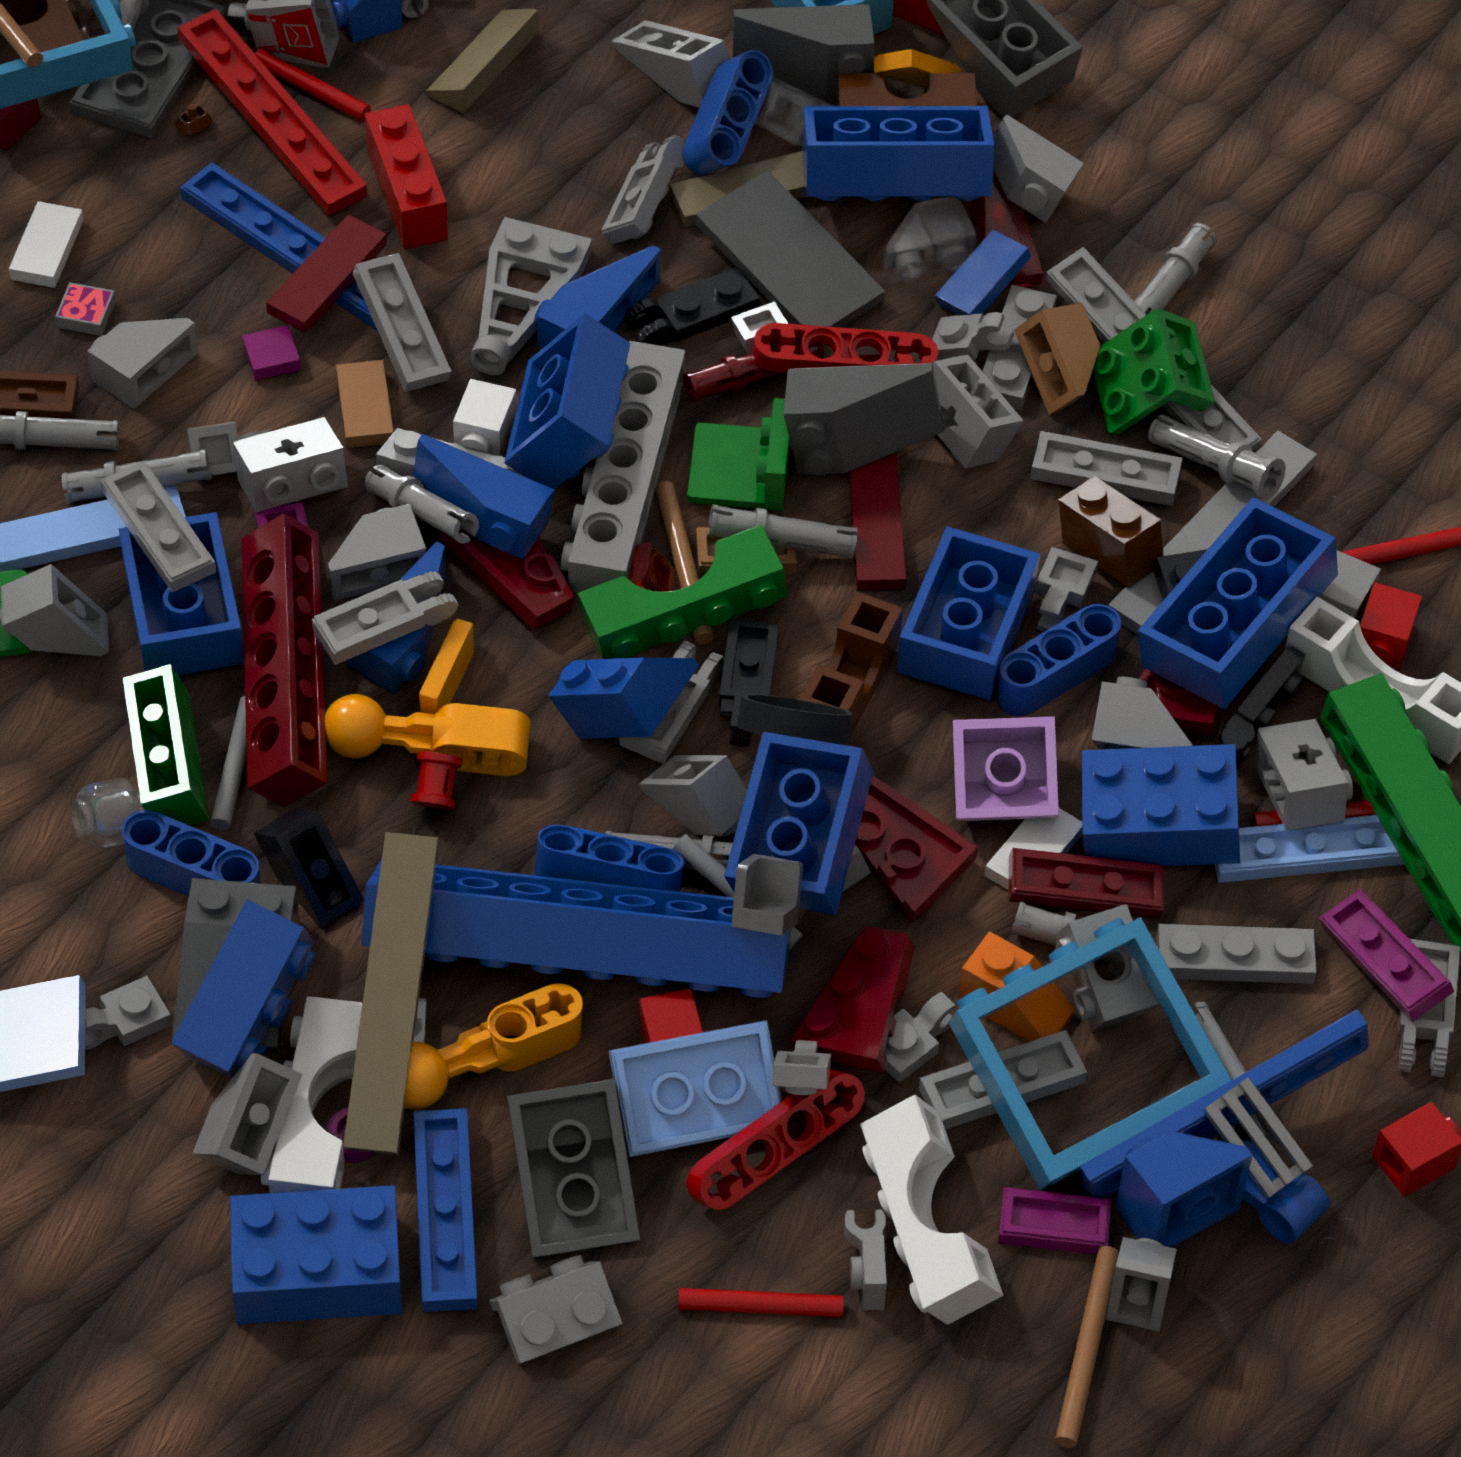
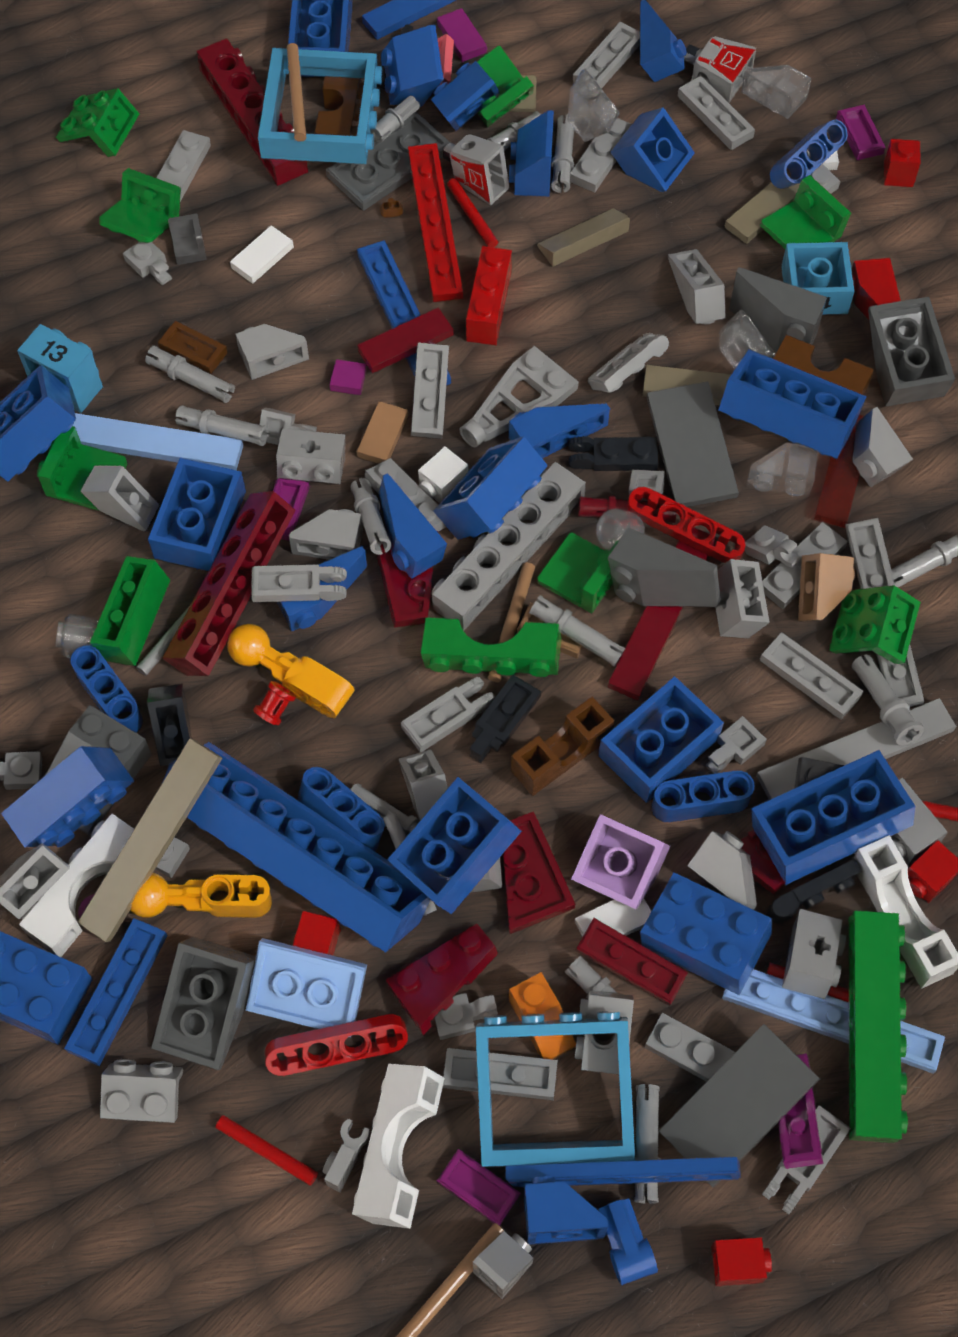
camera: 30 degrees right, 10 degrees up
(85, 309) = (259, 304): tile -> none
(158, 526) = (200, 467): light grey tile -> none
(448, 667) = (324, 632): light orange tile -> none
(620, 694) = (414, 695): blue slope -> none
(651, 569) = (482, 623): clear red tile -> none
(727, 113) = (716, 328): blue beam -> none
(755, 388) = (614, 524): none -> clear head
(767, 894) = (399, 889): flat silver panel -> none
(794, 718) = (487, 784): black tyre -> none
(803, 1069) = (369, 1011): light grey plate -> none
(912, 67) = (839, 349): light orange tile -> none
(983, 275) = (806, 508): blue tile -> none
(1111, 530) = (785, 723): reddish brown brick -> none
(1272, 1123) = (630, 1243): light grey tile -> none
(1316, 963) = (741, 1101): none -> dark grey tile

